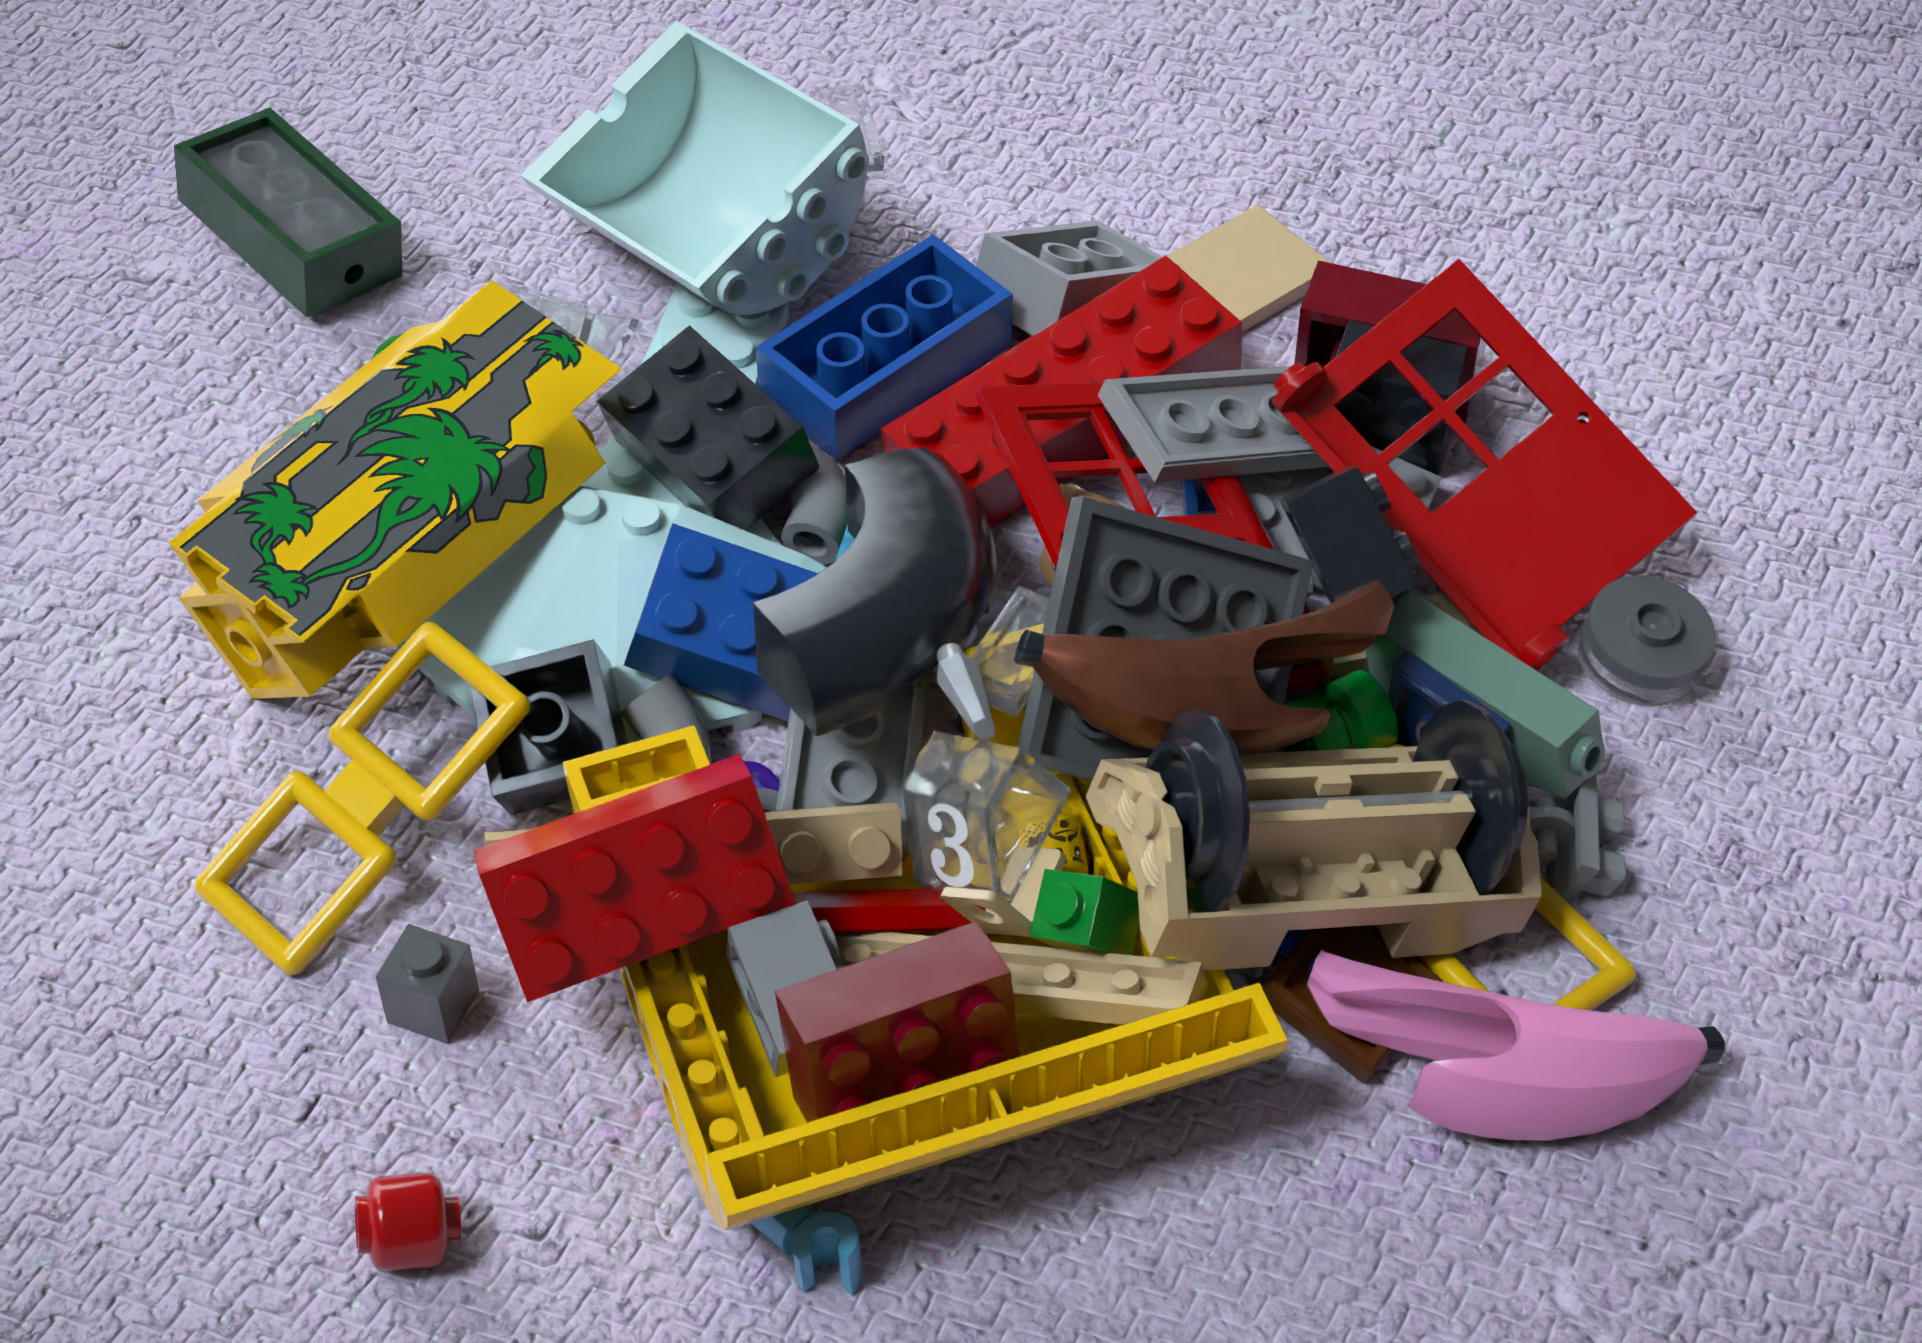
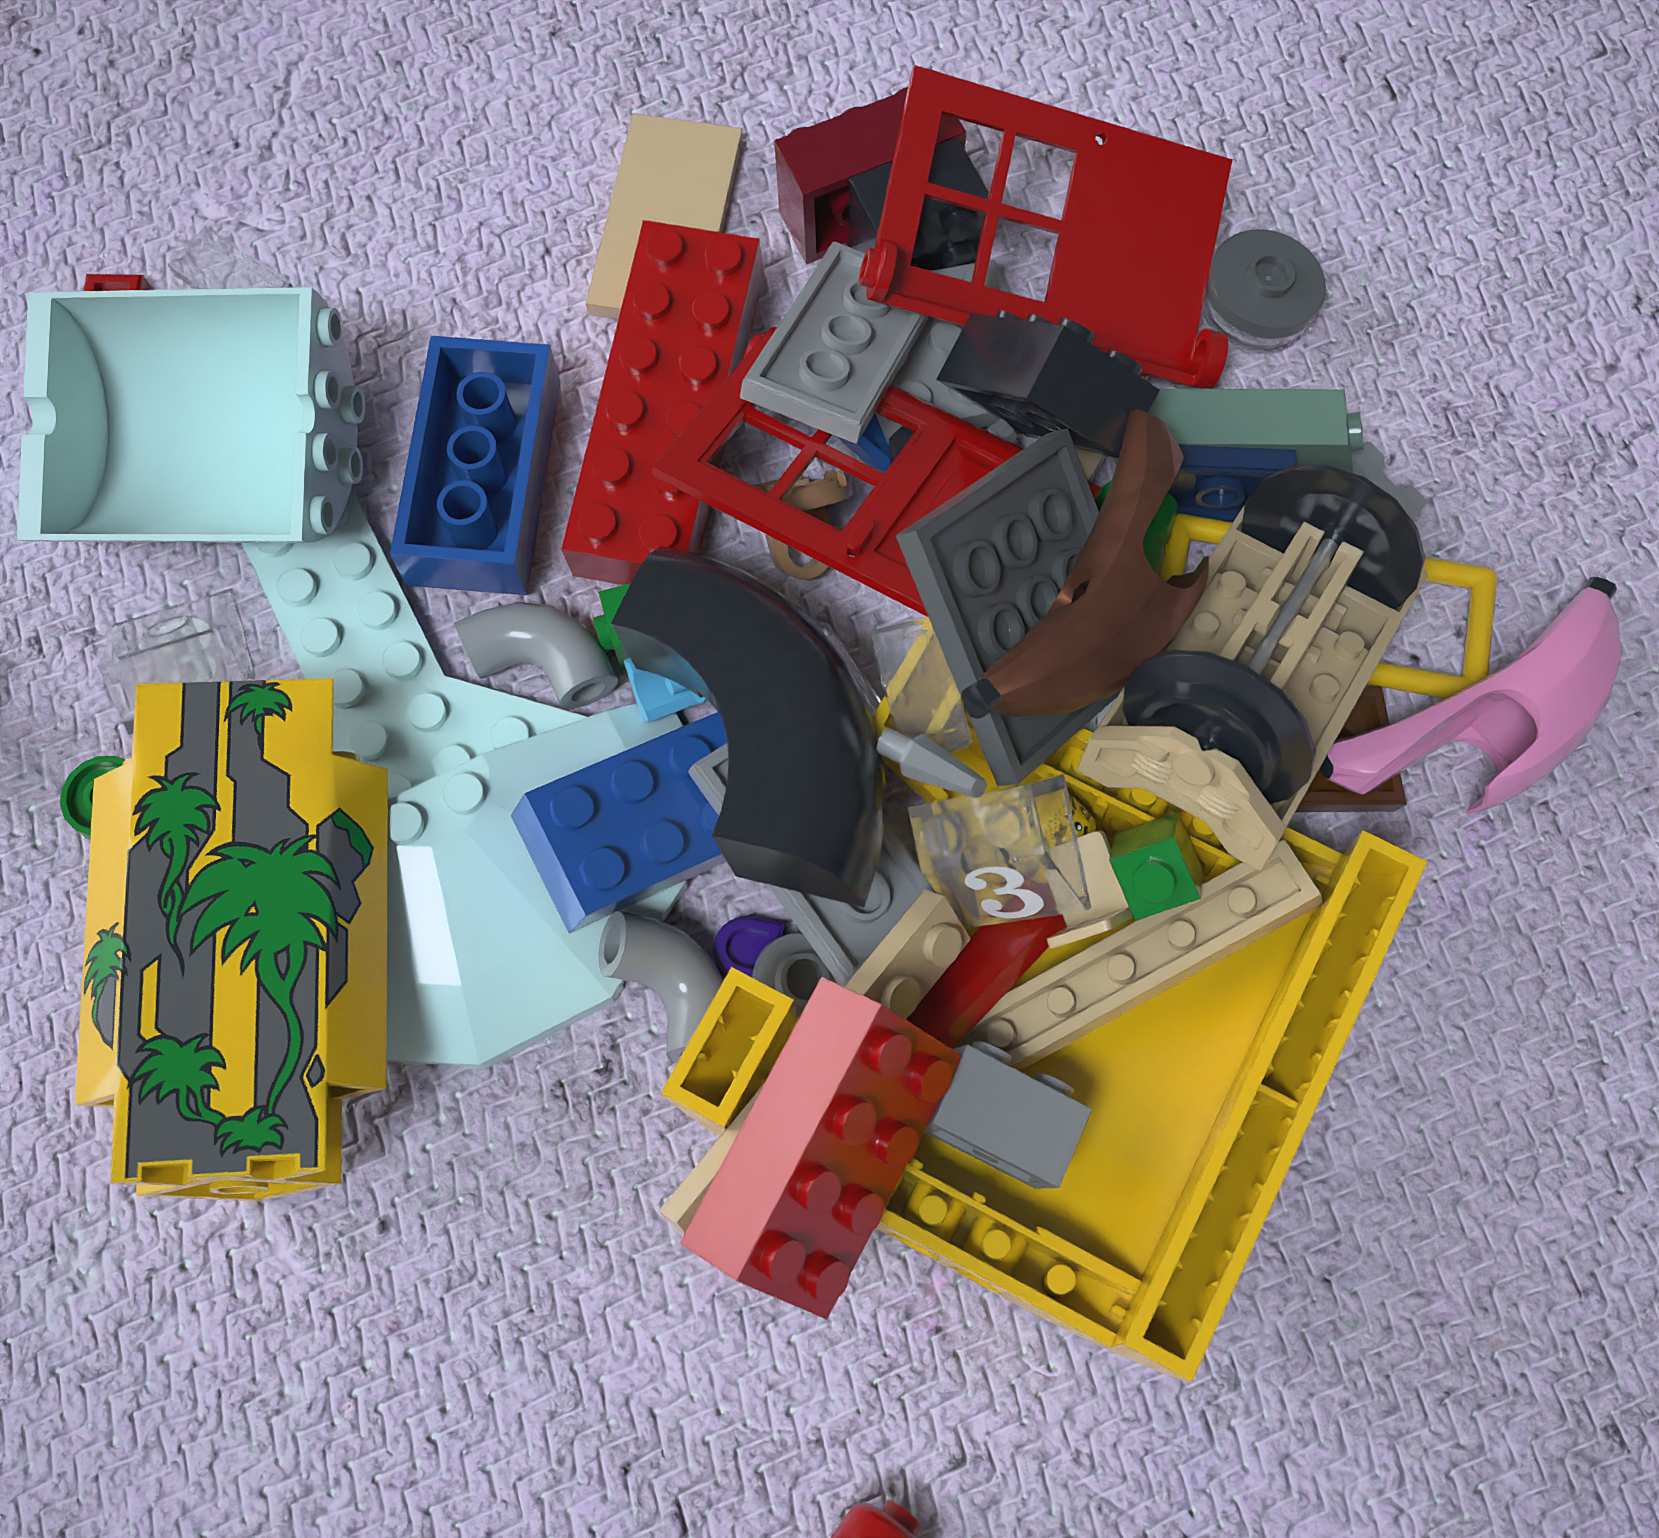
camera: 40 degrees left, 20 degrees up
(361, 798) = (475, 1233): yellow bar -> none
(427, 983) = (682, 1341): dark grey brick -> none
(569, 717) = (567, 1040): black brick -> none
(708, 432) = (433, 665): black brick -> none
(898, 1022) = (1143, 1097): dark red brick -> none
(1059, 267) = (558, 287): light grey slope -> none

